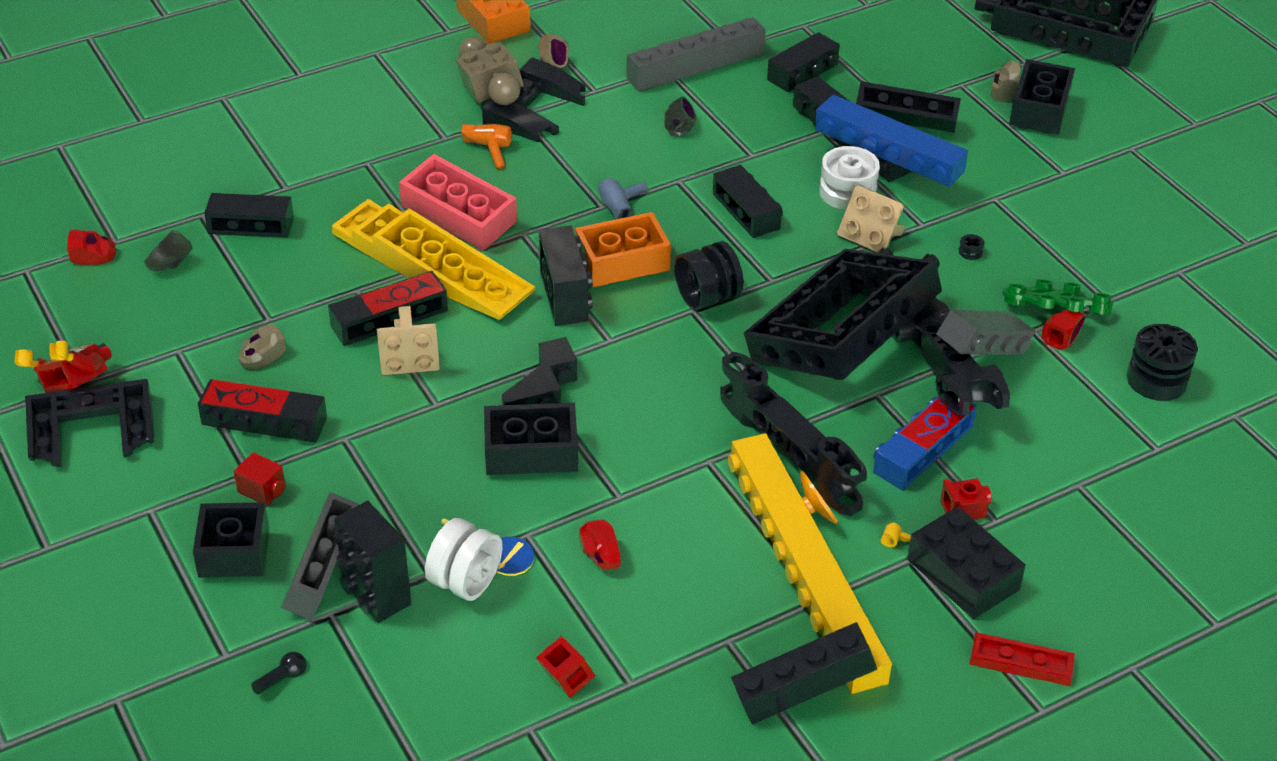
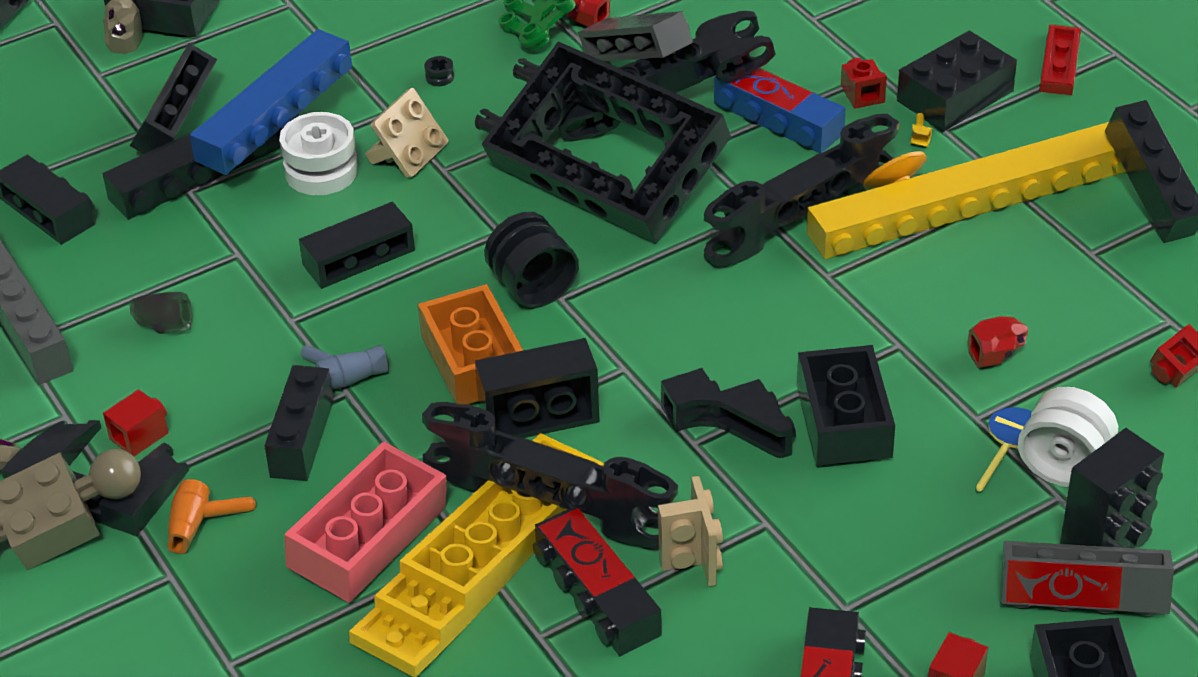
camera: 90 degrees left, 0 degrees up
(454, 297) = (608, 492): none -> black piece
(559, 175) = (299, 423): none -> black brick
(572, 110) = (136, 422): none -> red brick

